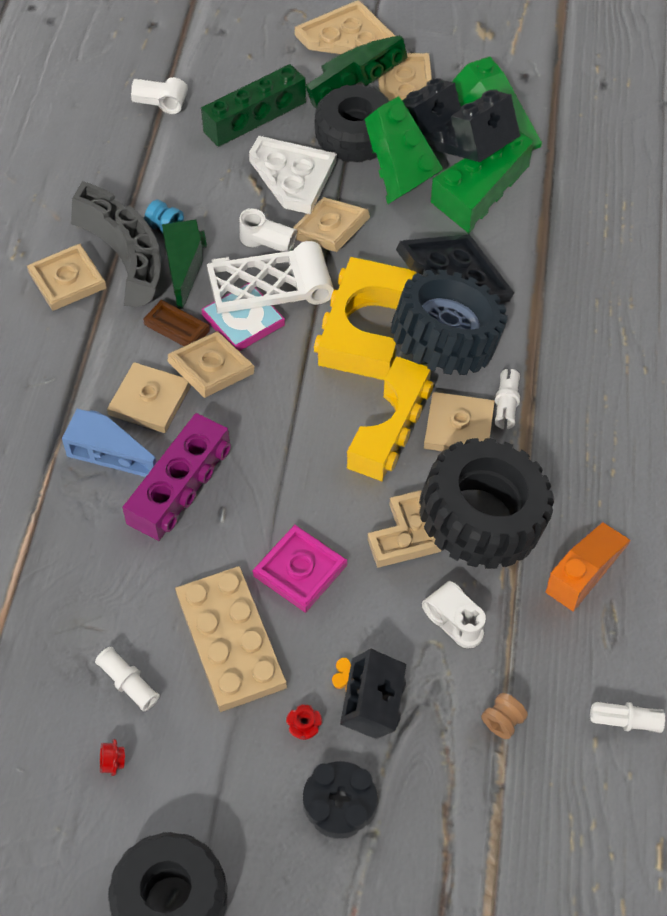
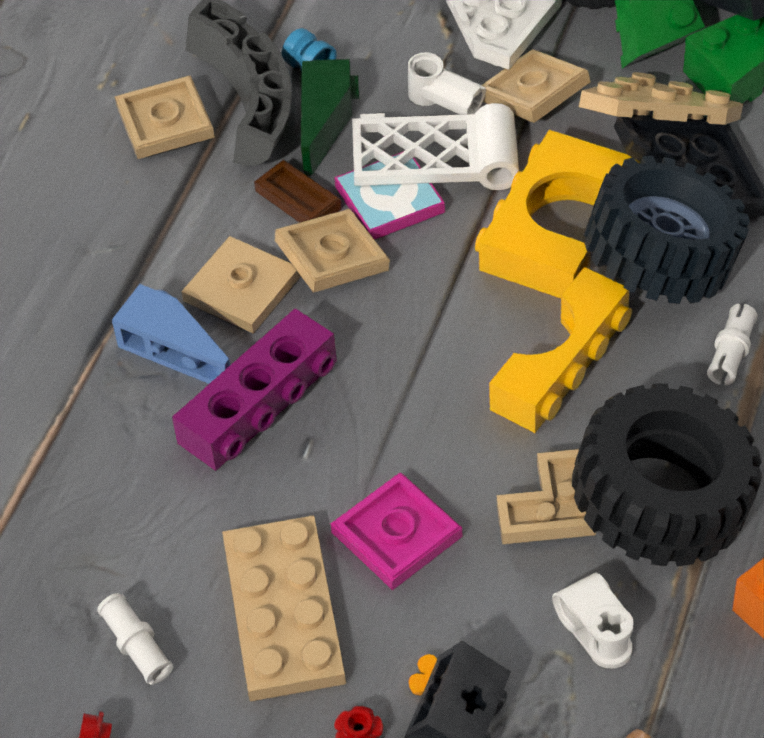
camera: 15 degrees right, 5 degrees down
(408, 225) = (668, 102): none -> tan plate
(457, 419) = (657, 357): tan plate -> none

